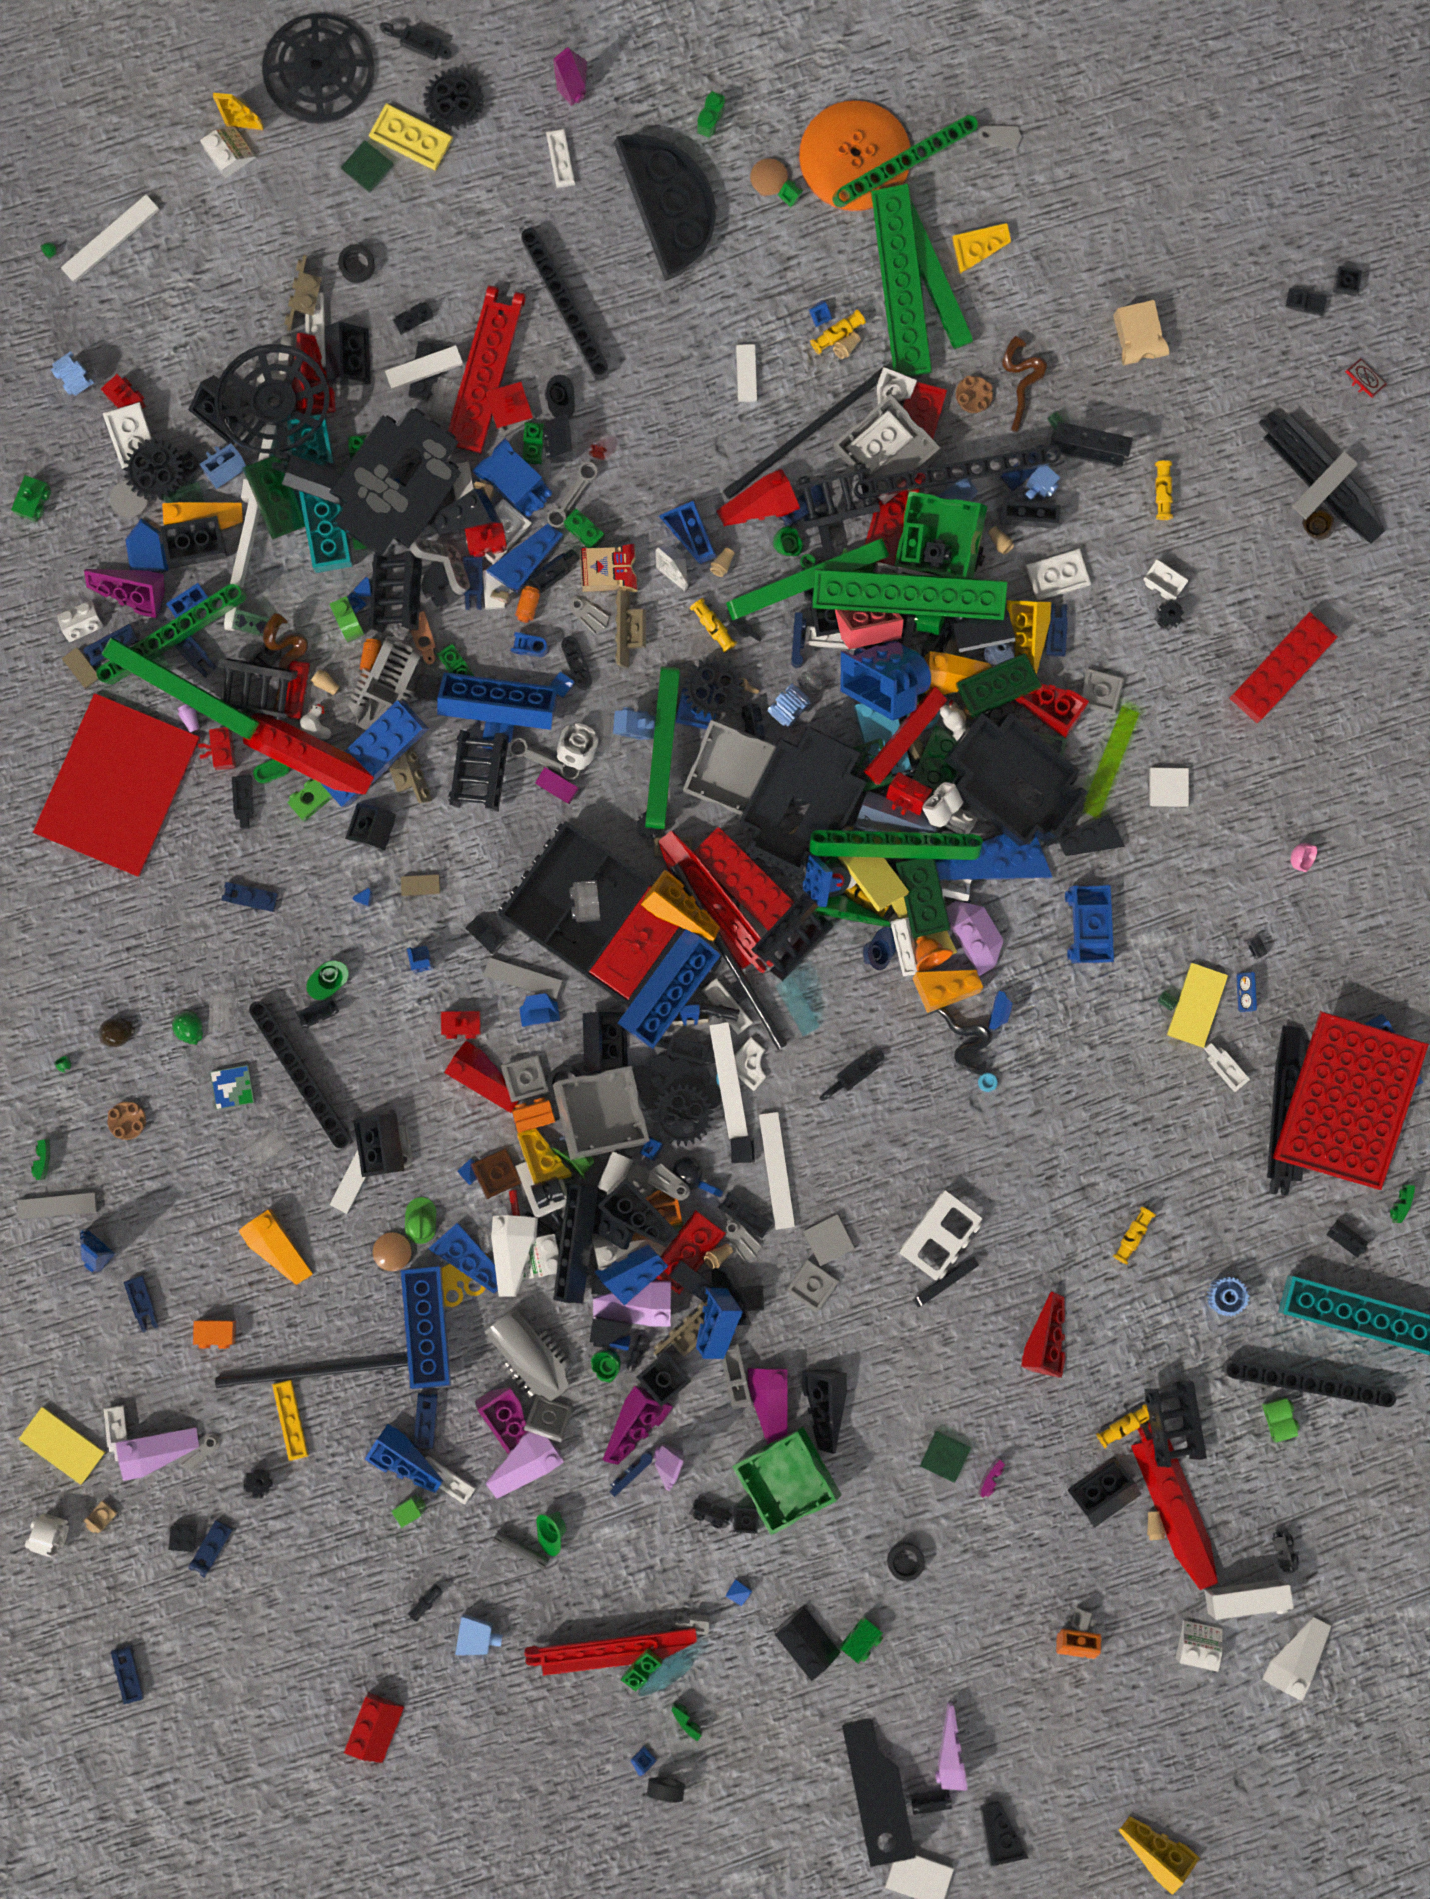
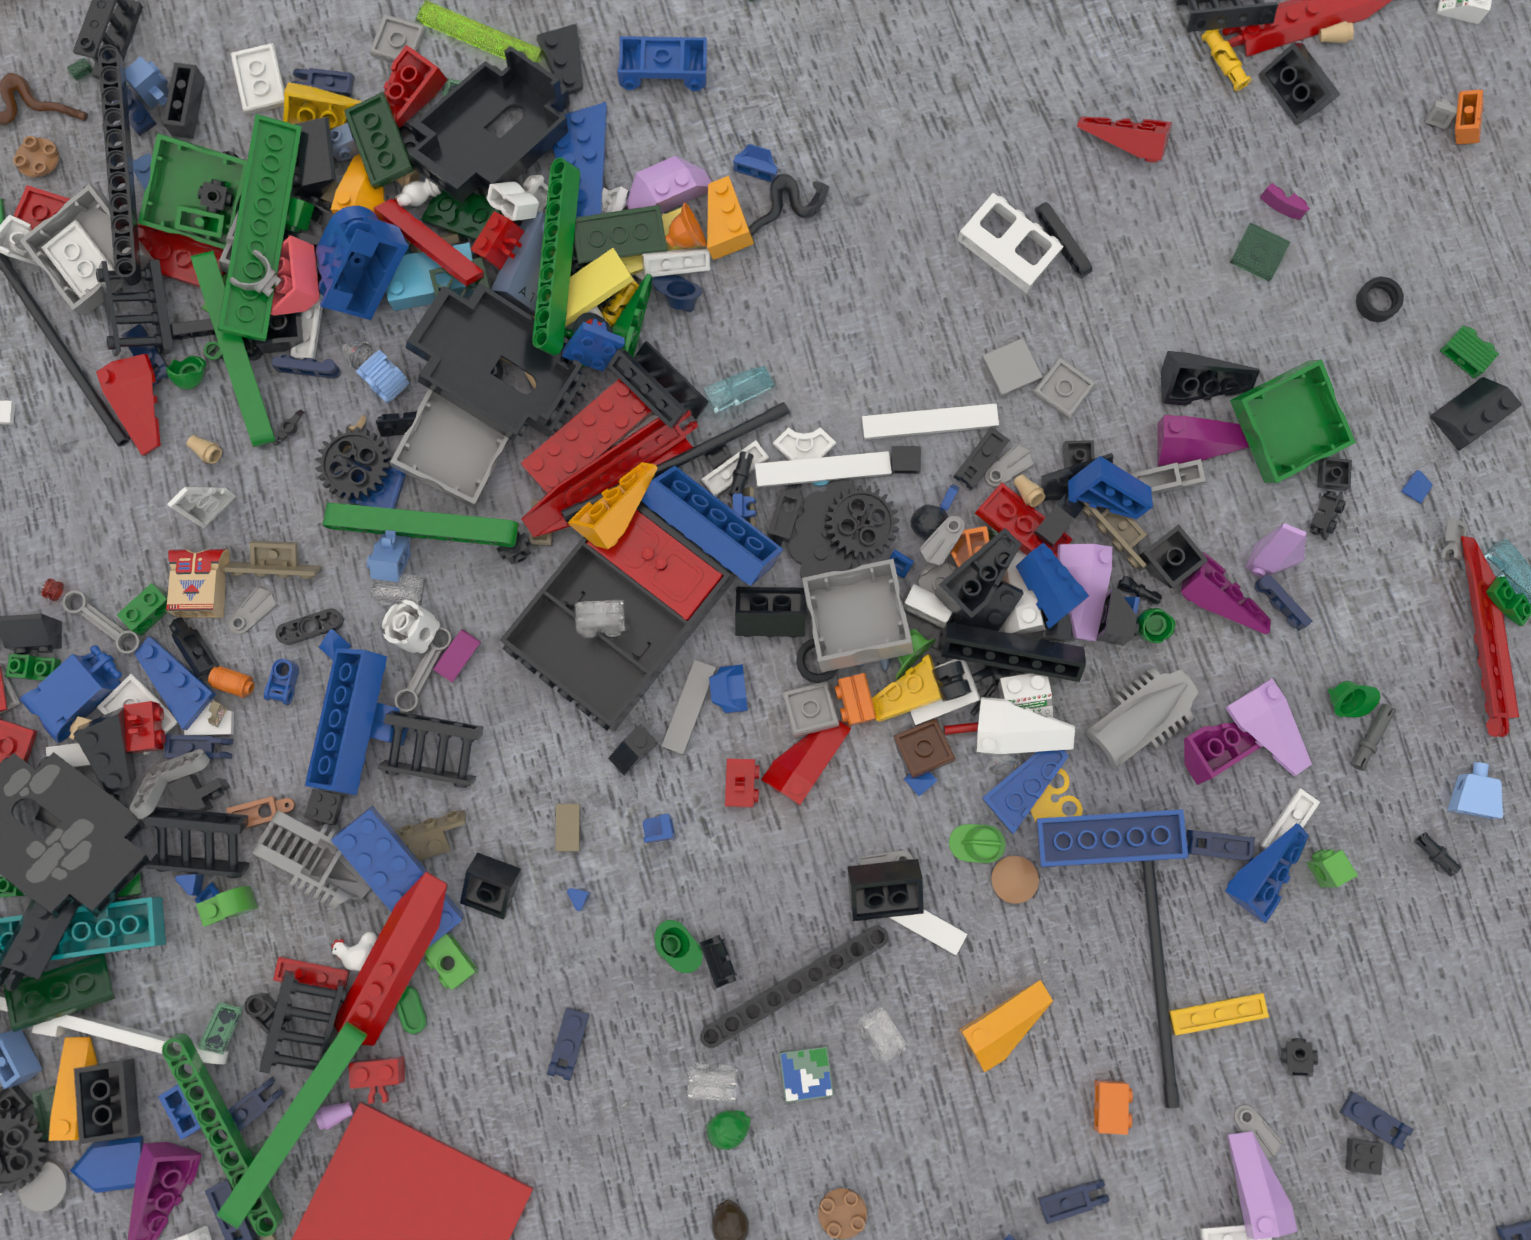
camera: 80 degrees left, 5 degrees down
(243, 800) = (445, 1047): black hinge -> none
(298, 640) = (248, 968): reddish brown animal -> none
(325, 682) = (304, 937): tan cone -> none
(369, 653) = (274, 878): orange head -> none
(453, 661) = (293, 776): green slope -> none
(548, 1418) = (1219, 696): light grey tile -> none
(690, 530) = (160, 482): blue wedge -> none
(712, 623) = (270, 468): yellow piece -> none
(852, 1075) = (823, 331): black piece -> none
(860, 606) = (266, 283): none -> light grey helmet
(987, 1082) = (837, 184): medium azure tile -> none
(1001, 541) = (212, 135): tan cone -> none
(1136, 1232) = (1013, 35): yellow piece -> none

